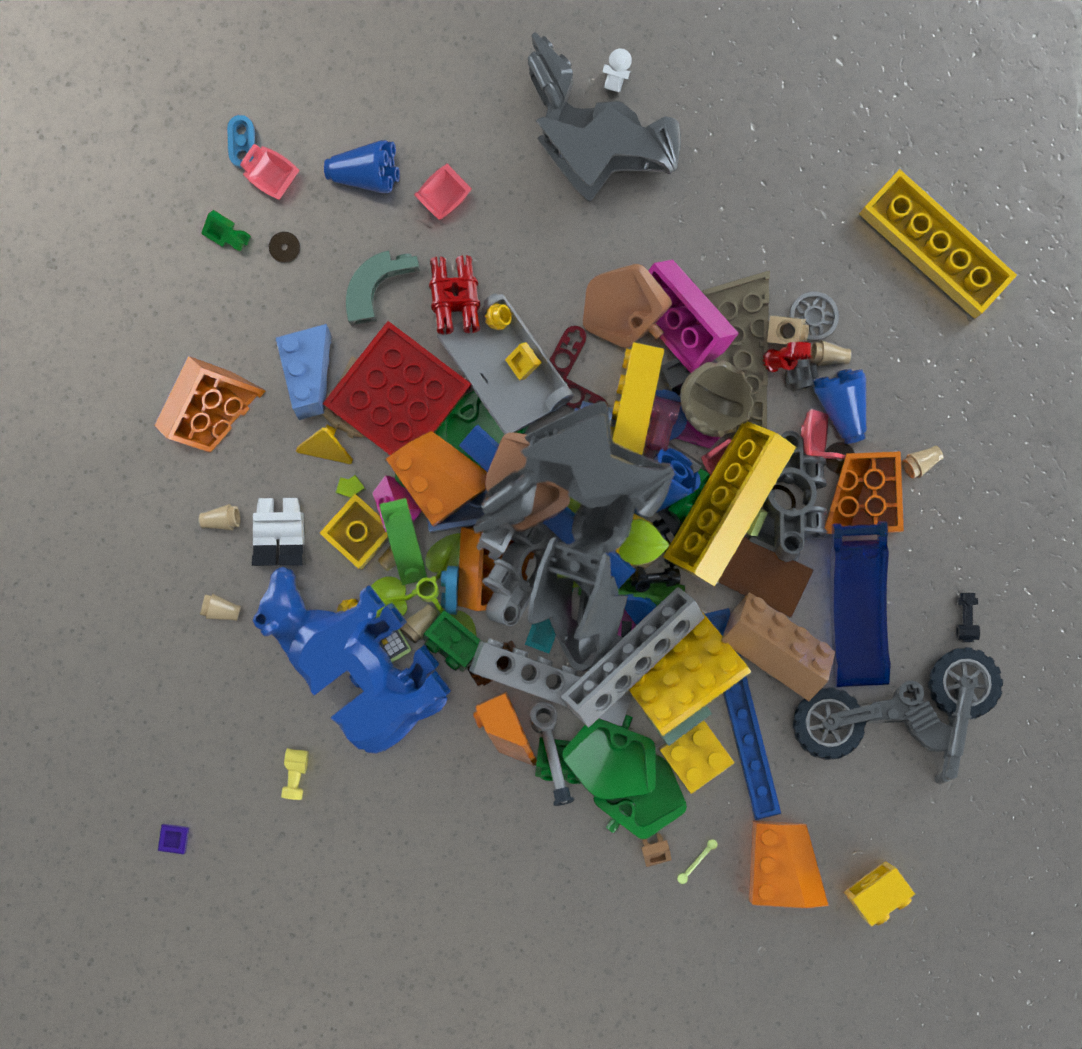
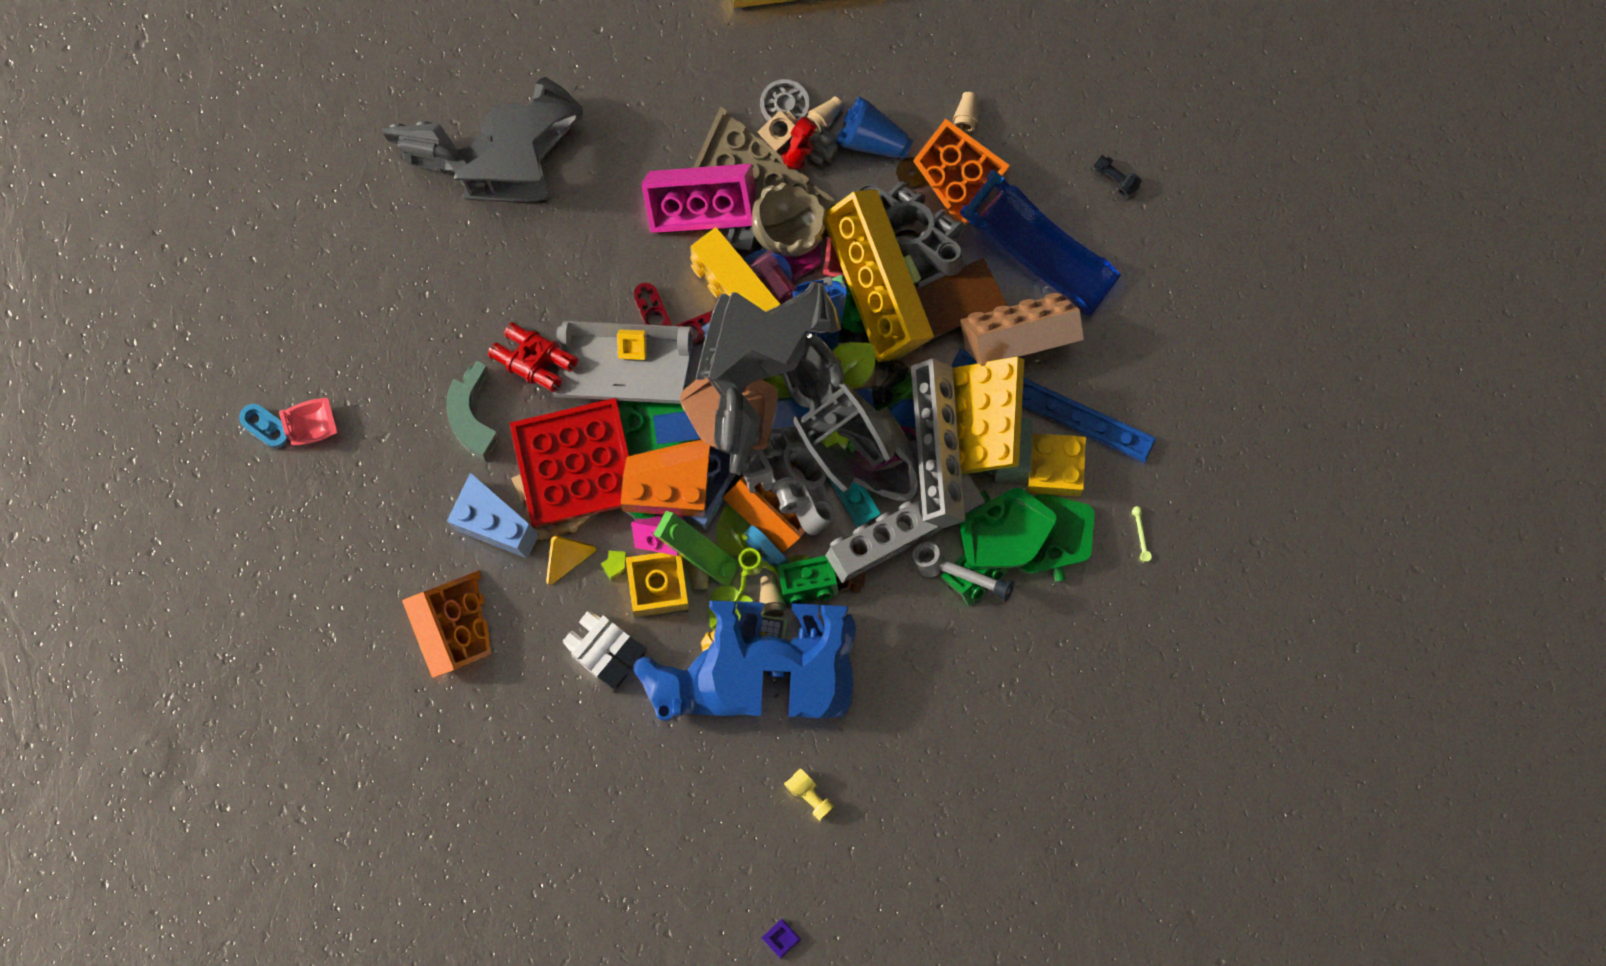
camera: 50 degrees left, 10 degrees down
(219, 608) = (623, 748): tan cone -> none
(221, 231) = (320, 499): green plate -> none
(221, 518) = (552, 686): tan cone -> none
(278, 241) = (373, 454): dark brown wheel -> none
(365, 167) = (370, 345): blue cone -> none
(443, 192) = (443, 301): coral piece -> none
(498, 316) = (579, 337): yellow plate -> none
(504, 728) = (913, 591): orange wedge -> none
(617, 70) = (465, 93): white hips -> none
(624, 305) = (655, 232): nougat animal -> none
(656, 853) = (1108, 557): medium nougat tile -> none
(784, 867) = (1198, 469): orange wedge -> none
(815, 435) = (876, 174): coral piece -> none
(879, 894) = (1280, 410): yellow brick -> none
(914, 712) = (1152, 273): piece -> none

